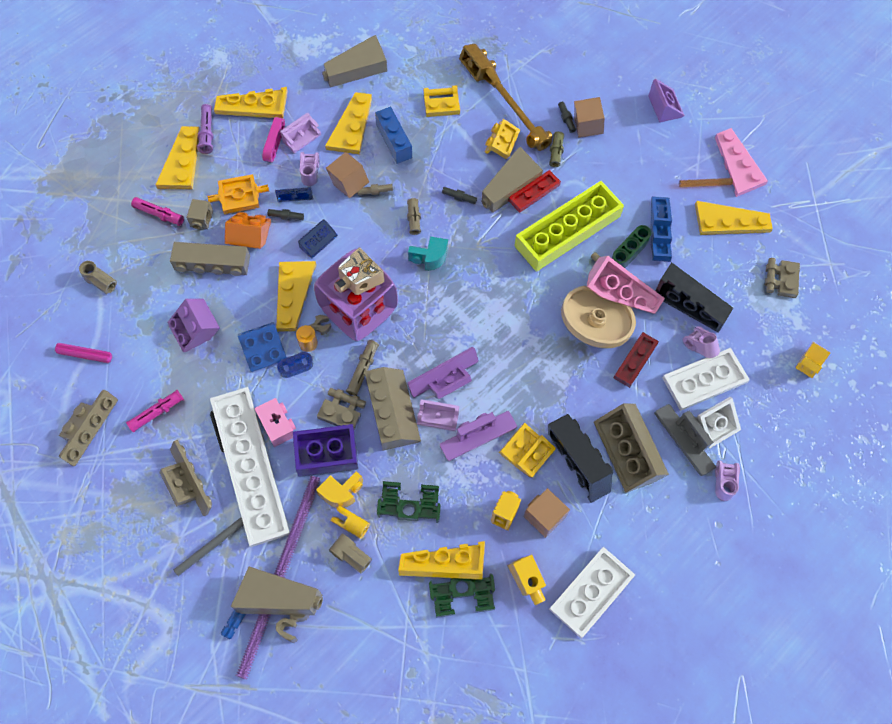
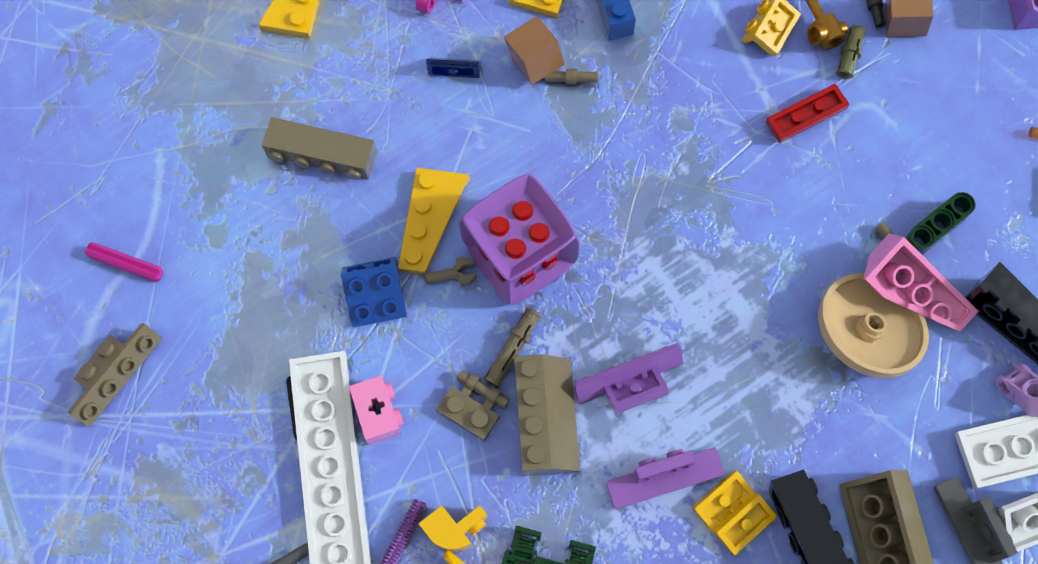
camera: 15 degrees right, 5 degrees up
(97, 277) = (158, 153): dark tan piece -> none
(160, 407) = (210, 364): dark pink pin -> none
(165, 214) = (256, 66): dark pink pin -> none
(183, 482) = (233, 476): dark tan bracket -> none
(193, 324) = (281, 243): medium lavender slope -> none
(199, 214) = (314, 79): dark tan brick -> none
(238, 194) = (373, 56): light orange plate -> none
(247, 230) = (378, 113): orange slope -> none
(285, 214) = (436, 96): pearl dark grey bar -> none
(295, 364) = (417, 320): clear blue beam -> none
(306, 338) = (439, 291): light orange brick -> none
(309, 168) = (480, 26): lavender piece -> none
(317, 238) = (476, 140): slope -> none
(325, 450) = (440, 465): dark purple brick -> none
(359, 273) = (527, 215): torso -> none
(413, 216) = (622, 127): dark tan pin -> none
(431, 257) = (638, 194): teal brick -> none
(438, 415) = (611, 438): lavender hinge -> none
(459, 195) = (694, 103): pearl dark grey bar -> none
(512, 177) = (778, 87): dark tan slope -> none
(568, 225) = (851, 176): neon yellow brick -> none
(636, 359) = (919, 400): dark red plate -> none
(661, 229) = (990, 197): blue slope -> none

